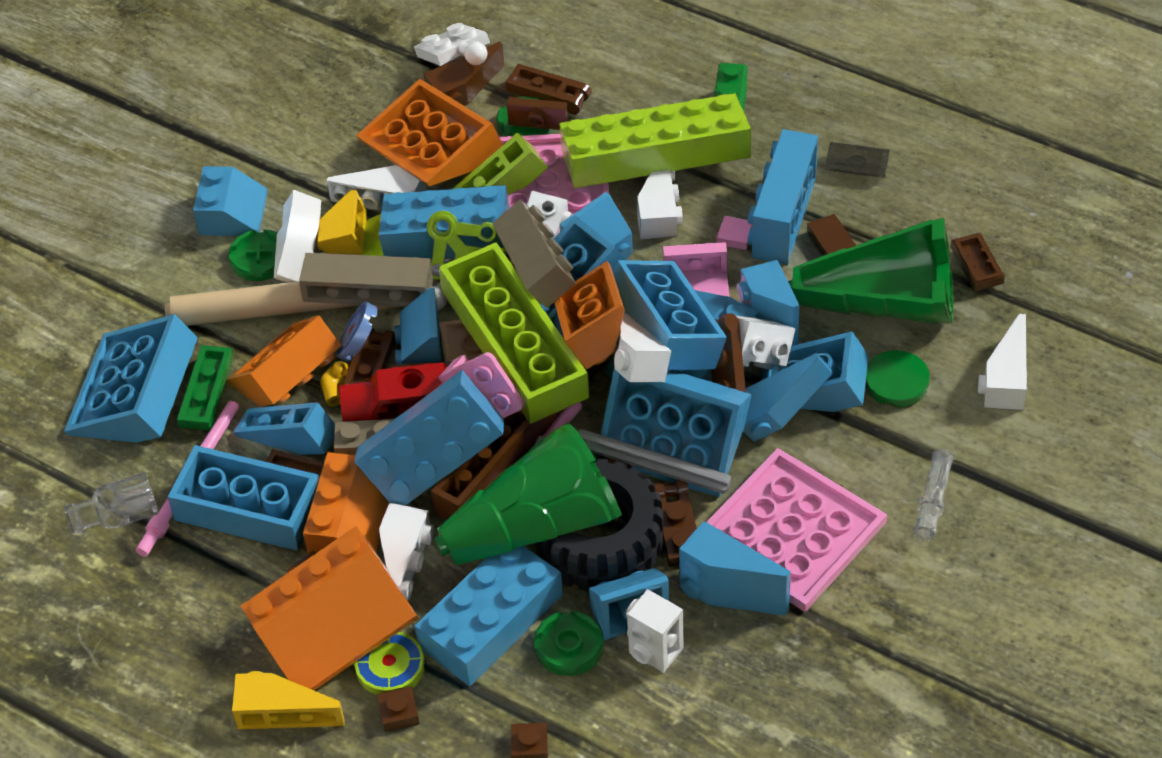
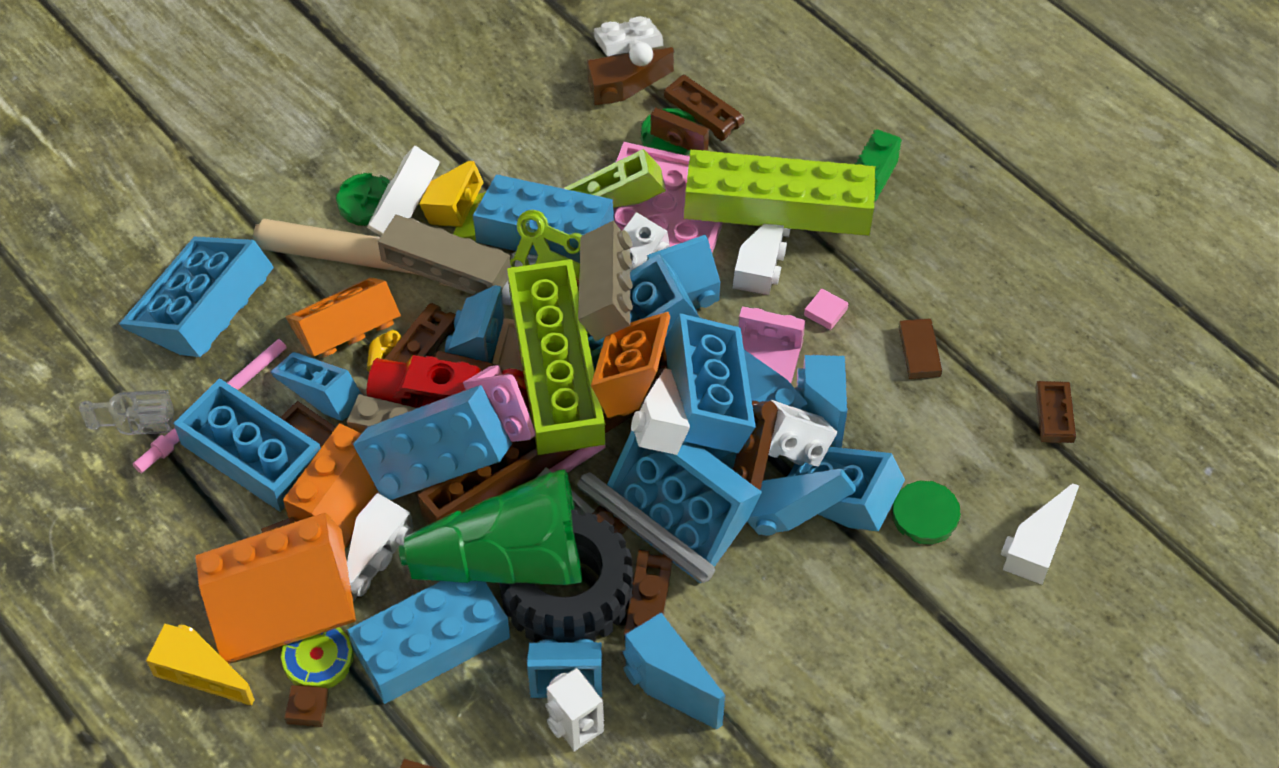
camera: 15 degrees right, 5 degrees up
(205, 387) = (261, 319): green plate -> none
(228, 202) = (357, 138): dark azure slope -> none
(356, 331) = (418, 306): medium blue tile -> none
(373, 184) = (502, 160): white slope -> none
(431, 135) = (566, 126): orange slope -> none
(569, 643) = (494, 691): green tile -> none
(783, 196) = (884, 287): dark azure brick -> none
(799, 523) = (760, 640): bright pink plate -> none
(857, 159) = (976, 267): clear smoke plate -> none
(885, 277) = (952, 403): green cone -> none
(931, 504) = (906, 659): clear pin -> none

